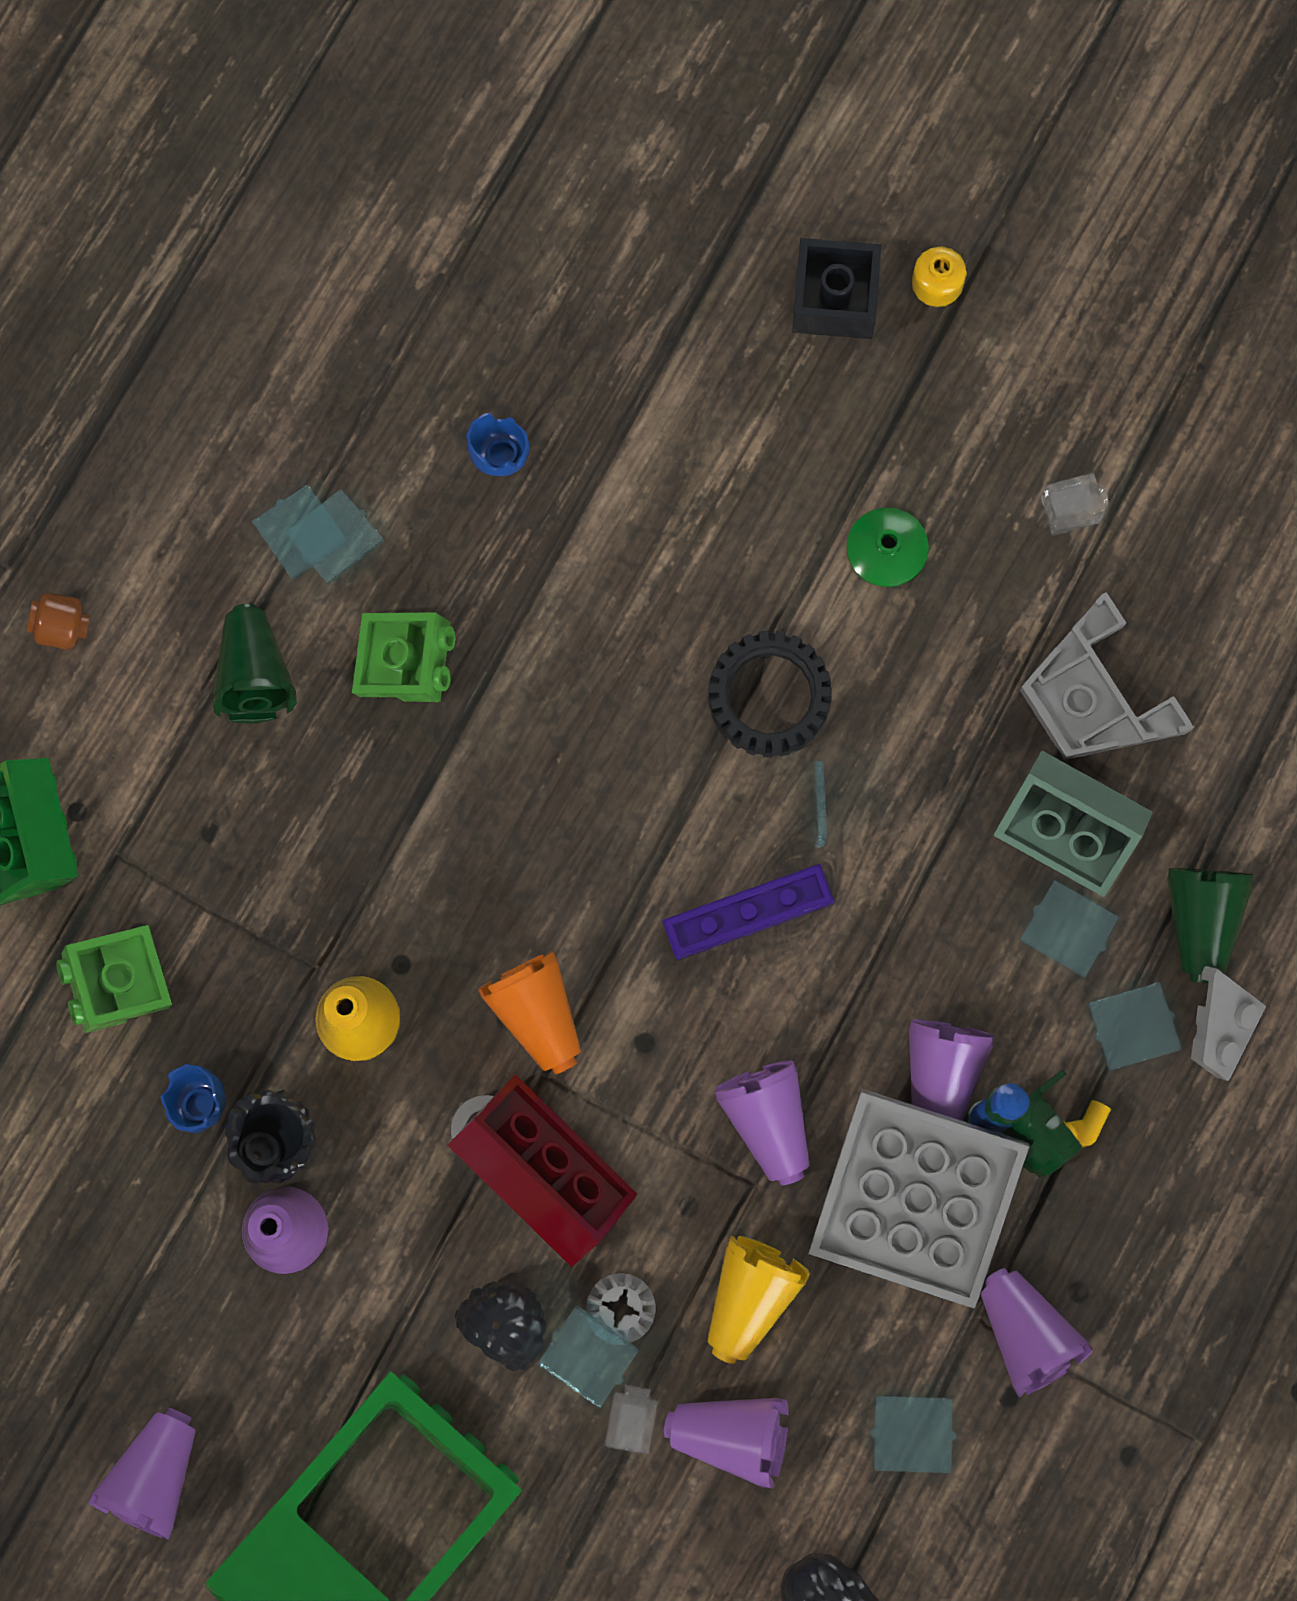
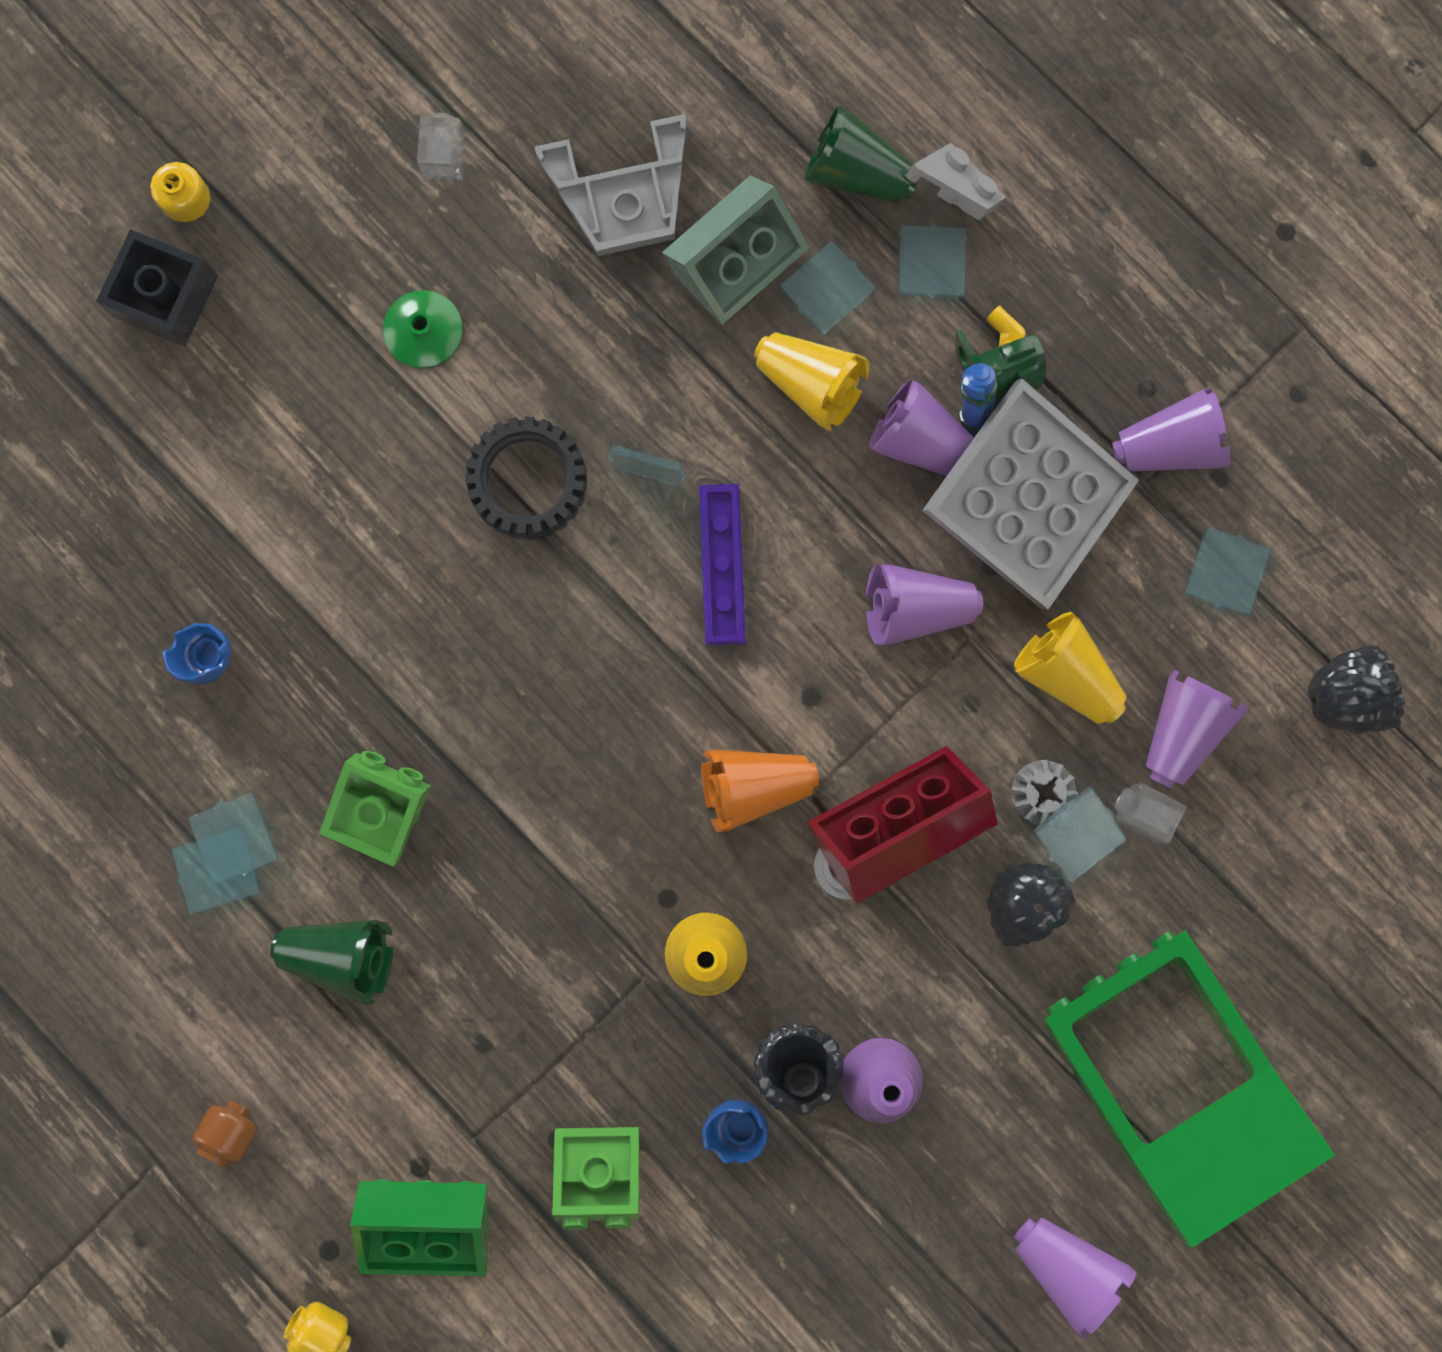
camera: 80 degrees left, 5 degrees up
(966, 941) = (813, 376): none -> yellow cone

